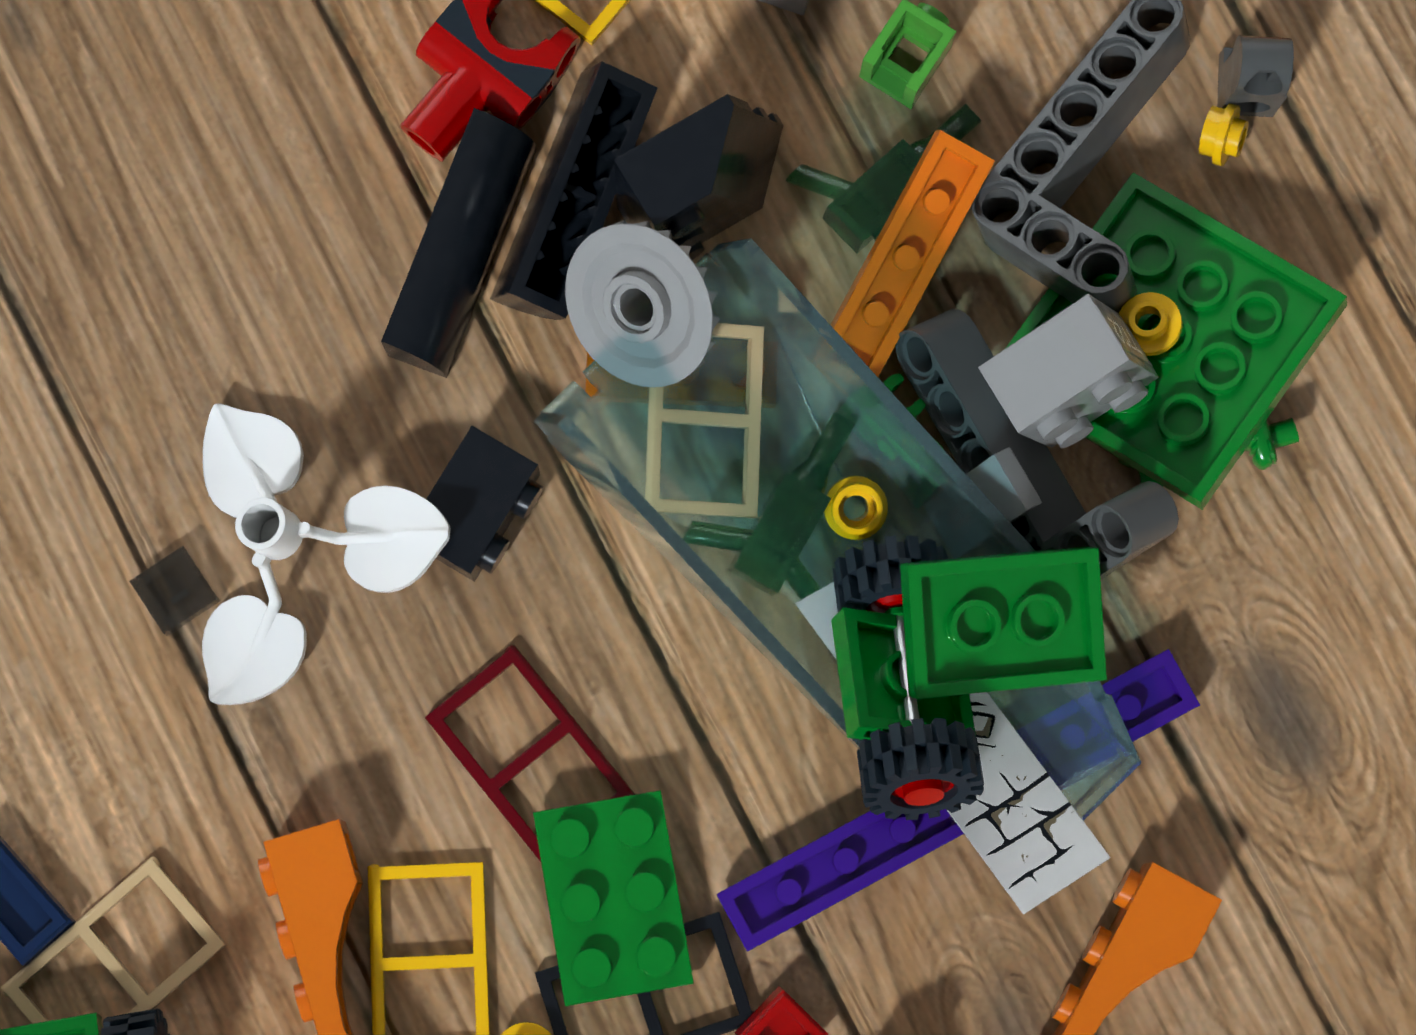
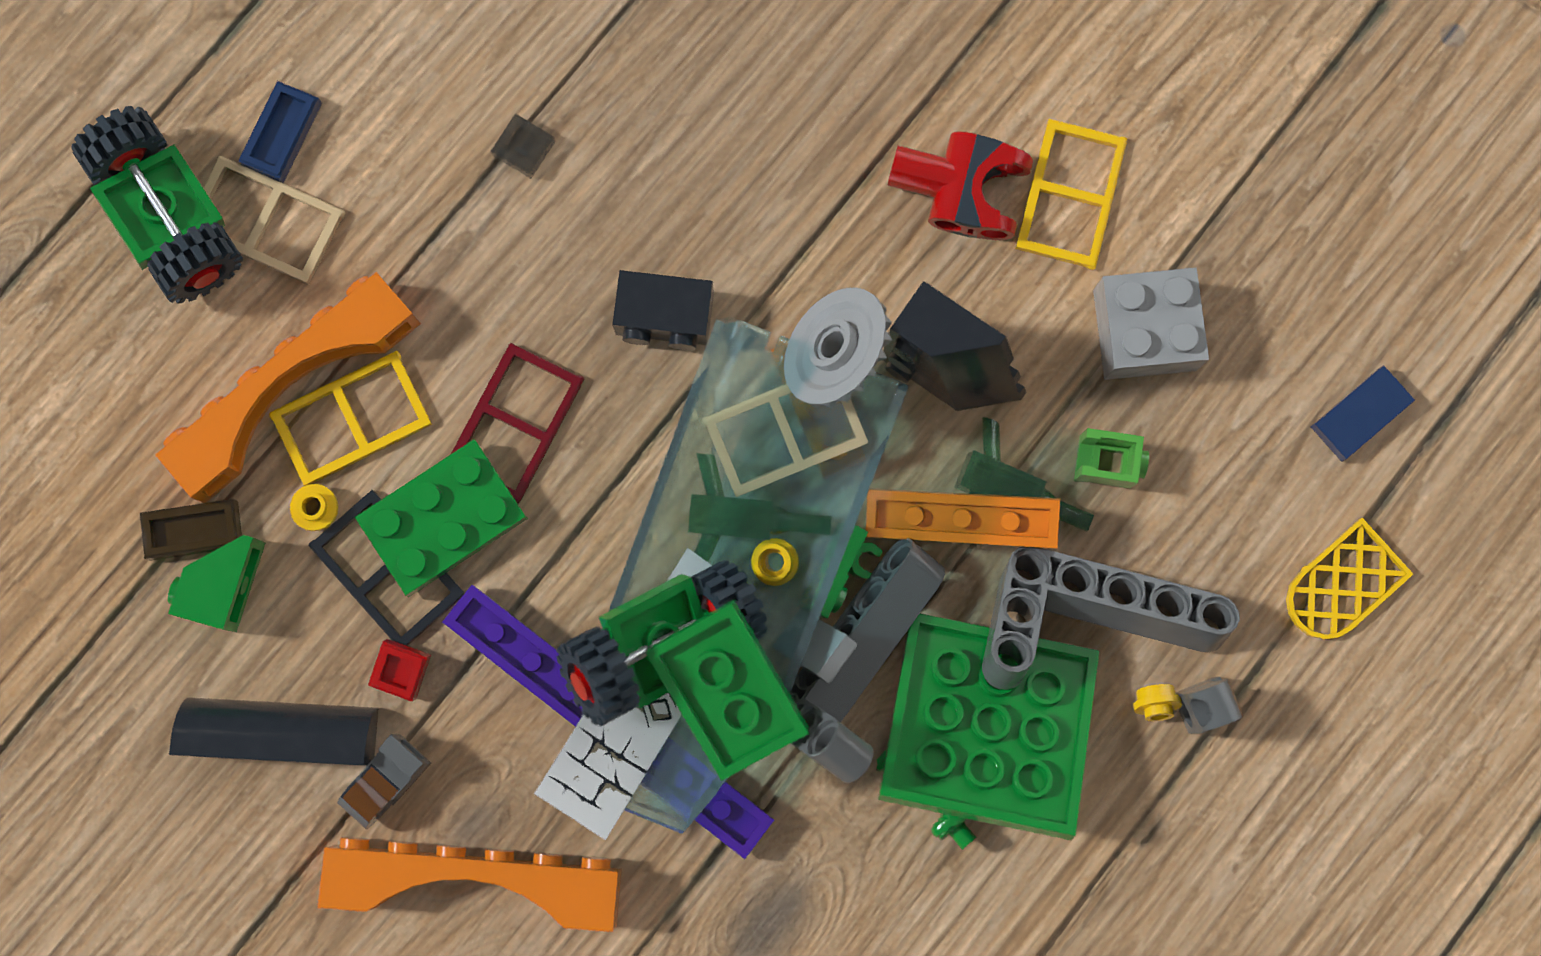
camera: 70 degrees right, 0 degrees up
(388, 540) = (609, 262): white plant -> none
(459, 244) = (835, 219): black brick -> none
(573, 188) = (895, 278): black brick -> none
(1069, 373) = (926, 662): light grey brick -> none
(1165, 334) = (991, 719): yellow plate -> none

